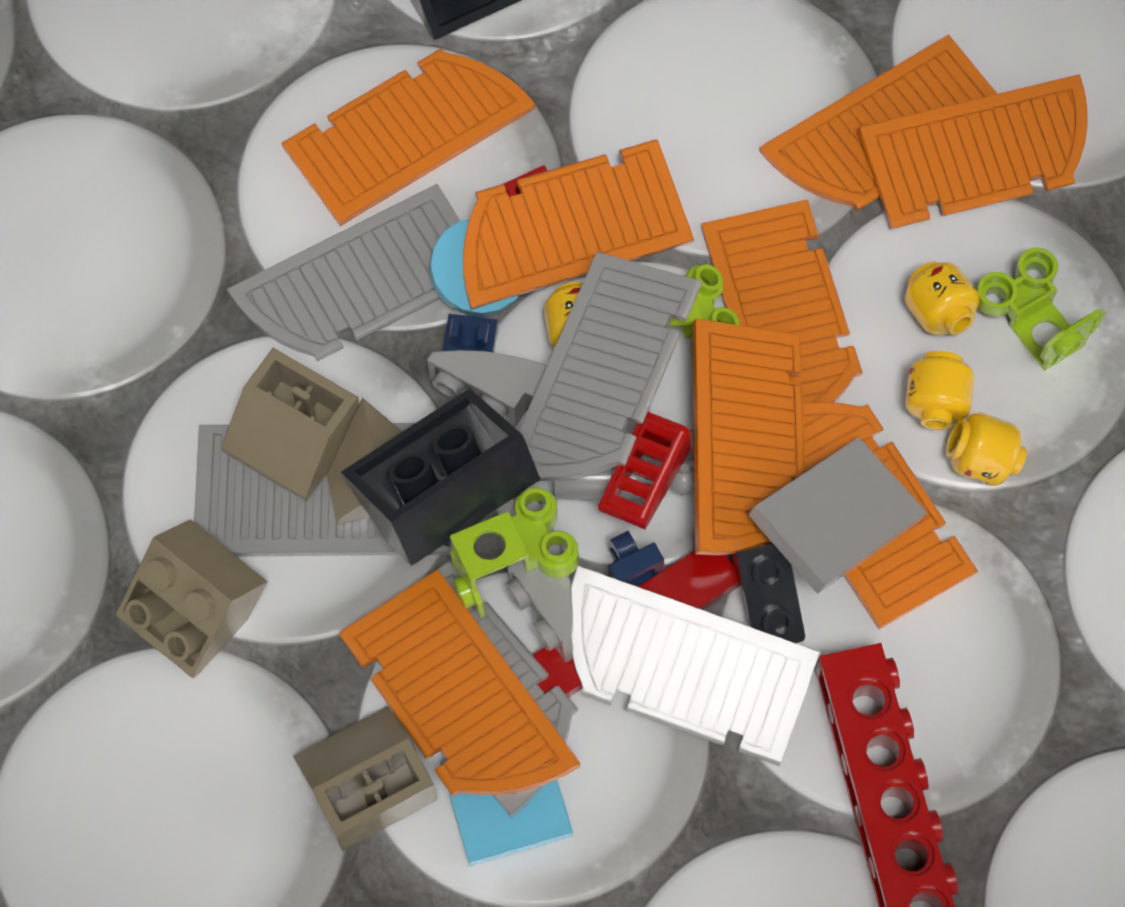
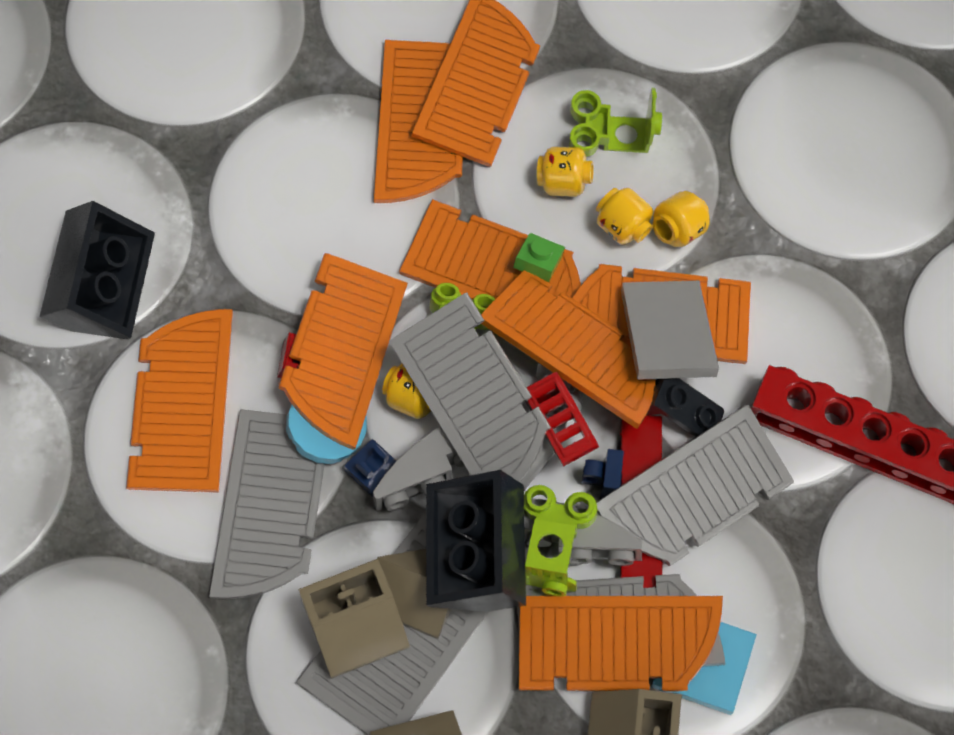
camera: 60 degrees left, 0 degrees up
(822, 339) = (539, 257): none -> bright green plate

